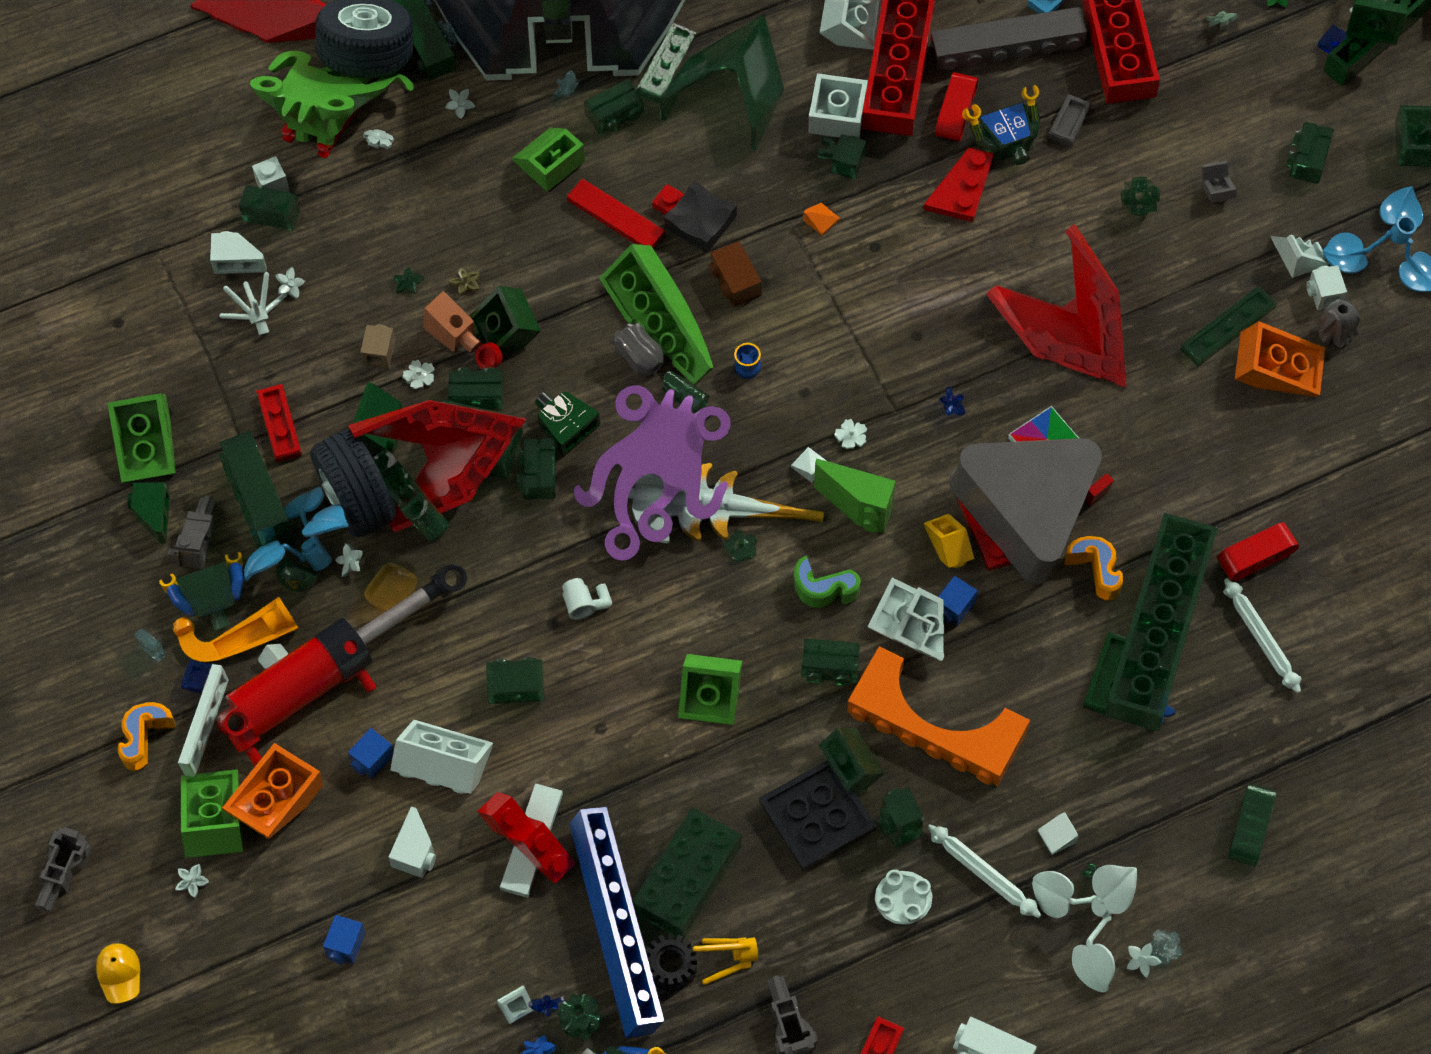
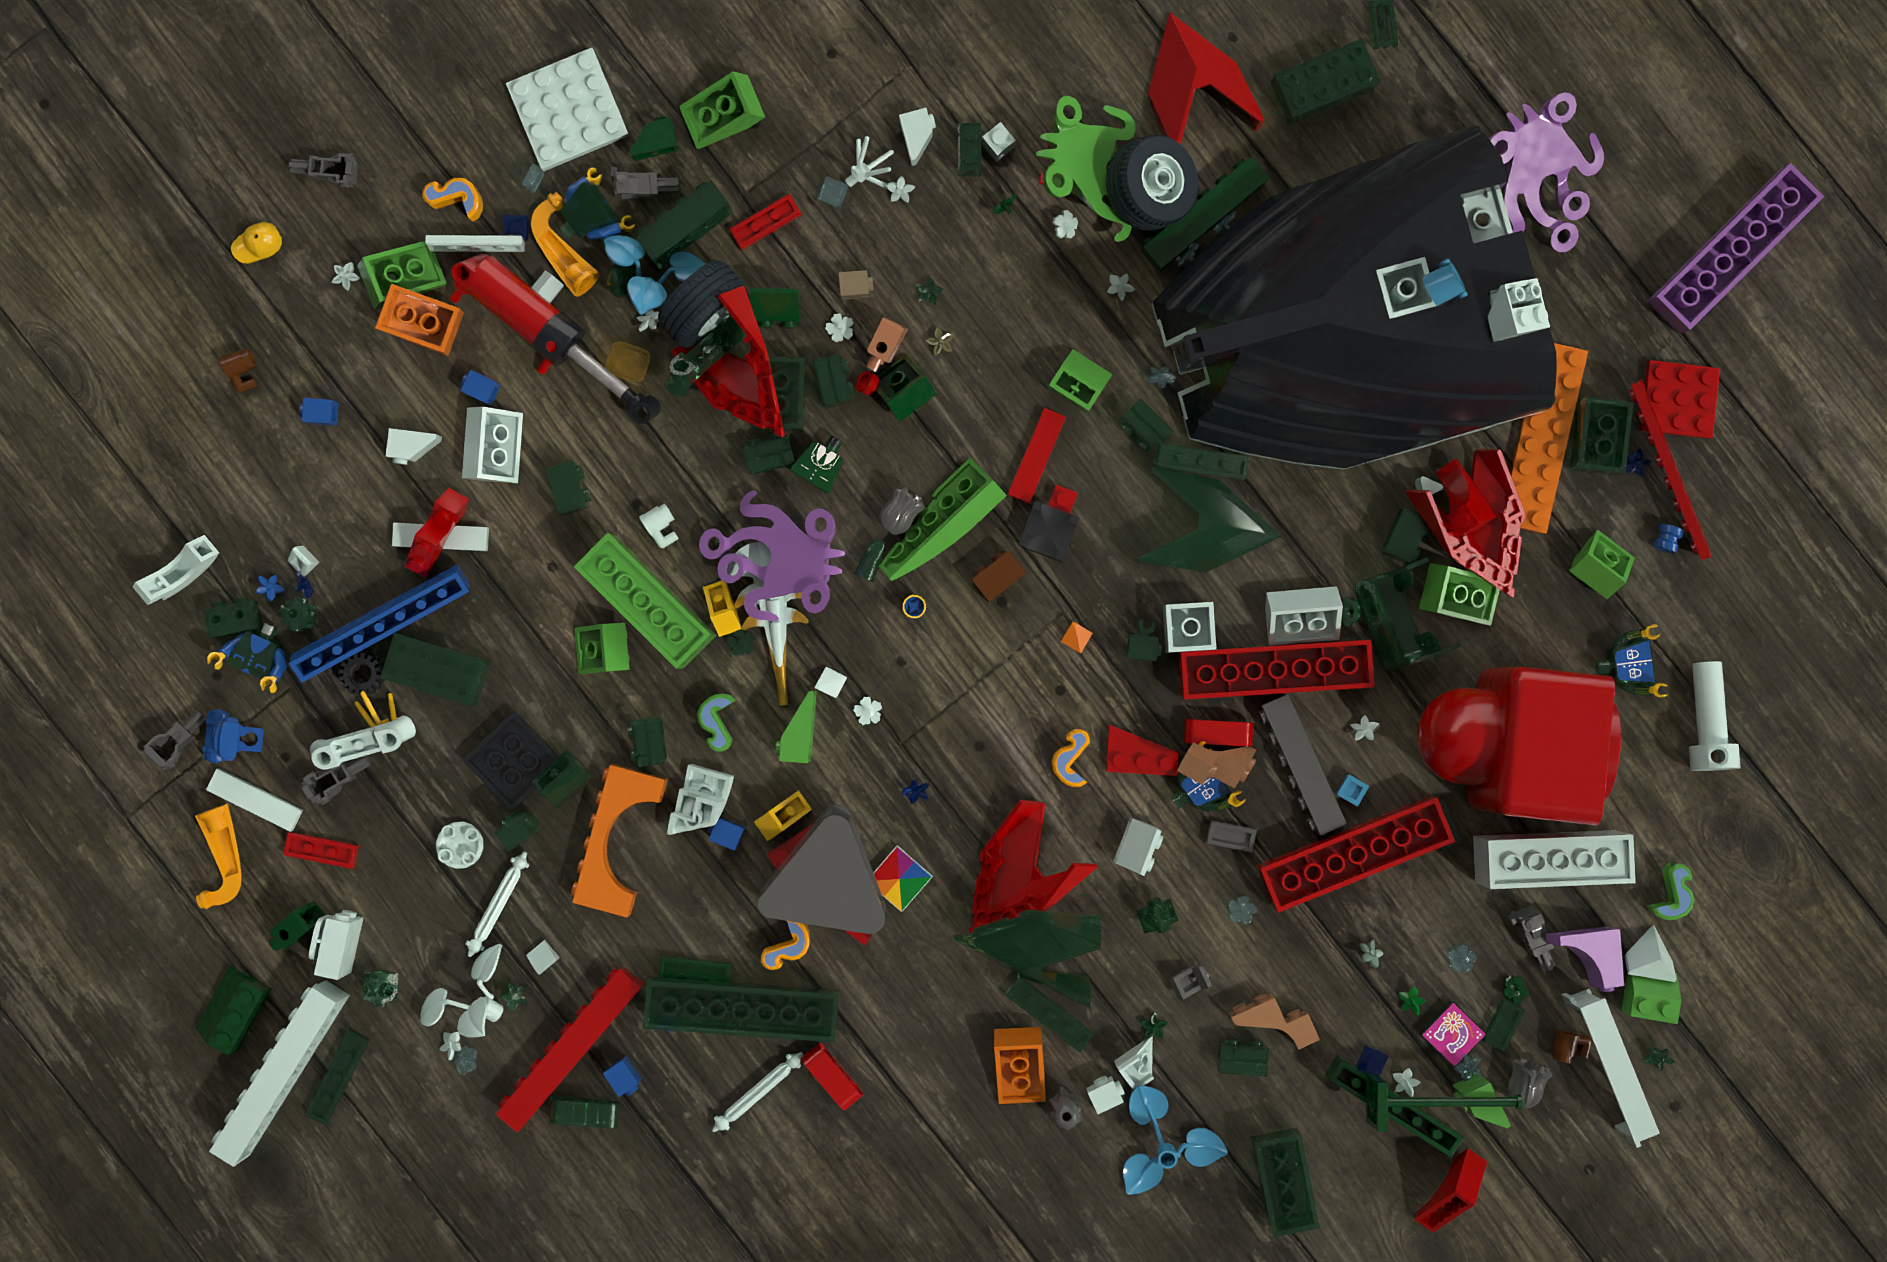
camera: 75 degrees right, 25 degrees up
(83, 597) = (567, 109): none -> light aqua plate
(257, 1026) = (236, 364): none -> reddish brown piece
(269, 349) = (833, 192): none -> clear light blue tile
(338, 187) = (1004, 205): none -> dark green plant
(669, 615) = (645, 601): none -> bright green brick
(697, 551) = (721, 608): none -> yellow slope
(756, 999) = (383, 738): none -> light aqua plate
(949, 251) = (1067, 755): none -> animal
(989, 104) = (1226, 766): none -> medium nougat arch
(1057, 1020) = (380, 987): none -> clear green brick
(1061, 196) = (1138, 846): none -> light aqua slope
(1148, 312) = (1038, 941): none -> clear green windscreen
(1151, 126) = (1242, 910): none -> clear light blue plant
(1173, 824) = (569, 1049): none -> red brick
(1217, 772) = (622, 1077): none -> blue brick
(1261, 231) = (1153, 1026): none -> dark green plant
(1264, 119) = (1266, 1014): none -> medium nougat arch

